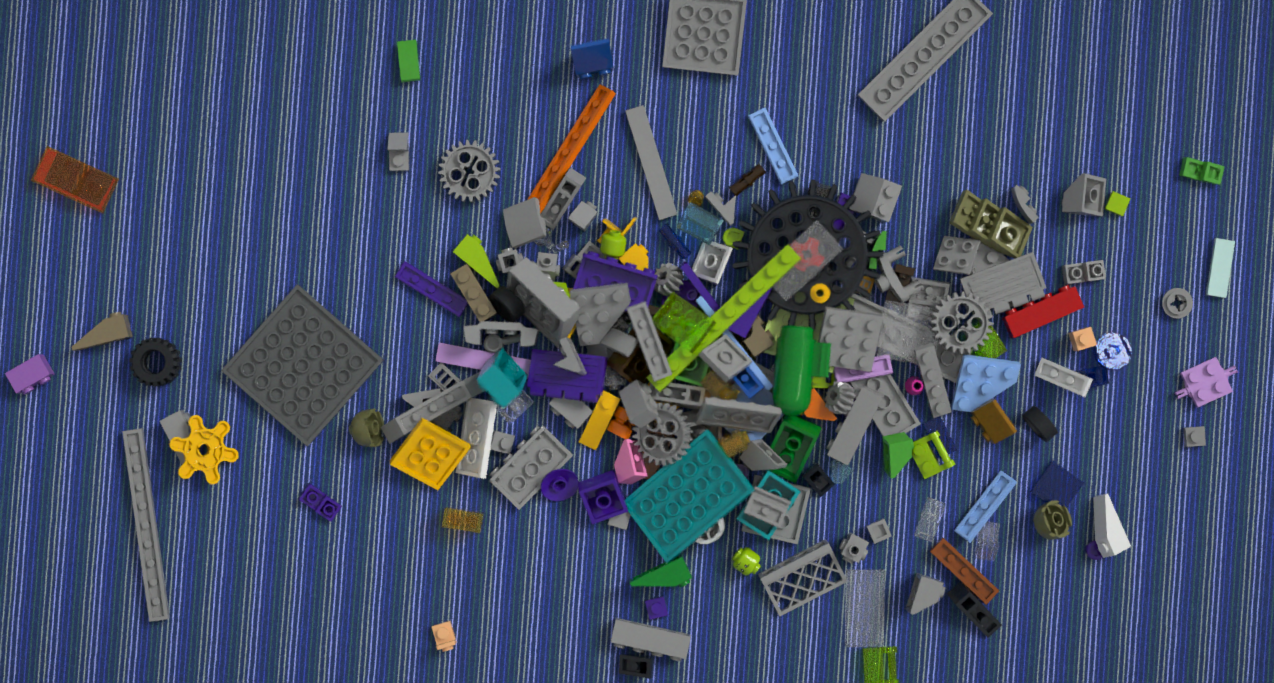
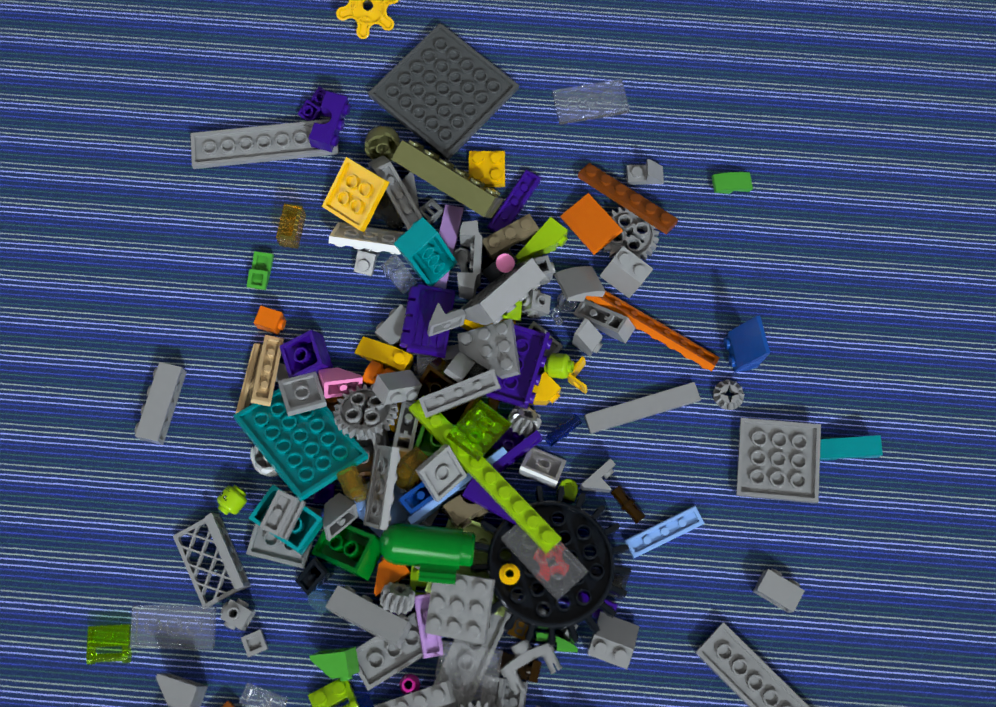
camera: 90 degrees right, 15 degrees down
(313, 207) = (590, 101): none -> clear tile
(362, 487) = (326, 135): none -> dark purple arch
(366, 554) = (254, 144): none -> light grey plate
(393, 318) = (488, 167): none -> yellow plate
(411, 358) = (447, 179): none -> olive brick
(430, 171) = (628, 198): none -> dark orange plate
(444, 636) = (181, 212): light nougat bracket -> none
(458, 209) = (591, 223): none -> orange tile
(509, 298) = (505, 263): none -> bright pink piece
(509, 549) = (260, 271): none -> bright green slope
(511, 174) = (626, 272): none -> light grey slope
(523, 472) = (340, 289): light grey bracket -> none
(560, 490) = (320, 315): dark purple dish -> none
(564, 535) = (270, 320): none -> orange brick
(618, 534) = (267, 371): none -> tan plate
(625, 552) = (249, 380): none -> tan axle
(636, 665) = (133, 388): black slope -> none
(643, 497) = (302, 393): none -> light grey plate
(644, 83) = (722, 400): none -> light grey gear
(656, 607) = (192, 410): dark purple plate -> none
(665, 574) = (220, 415): green slope -> none
(696, 197) = (607, 451): clear yellow hinge -> none
(699, 223) = (581, 453): clear light blue brick -> none
(828, 40) = (778, 590): none -> light grey brick

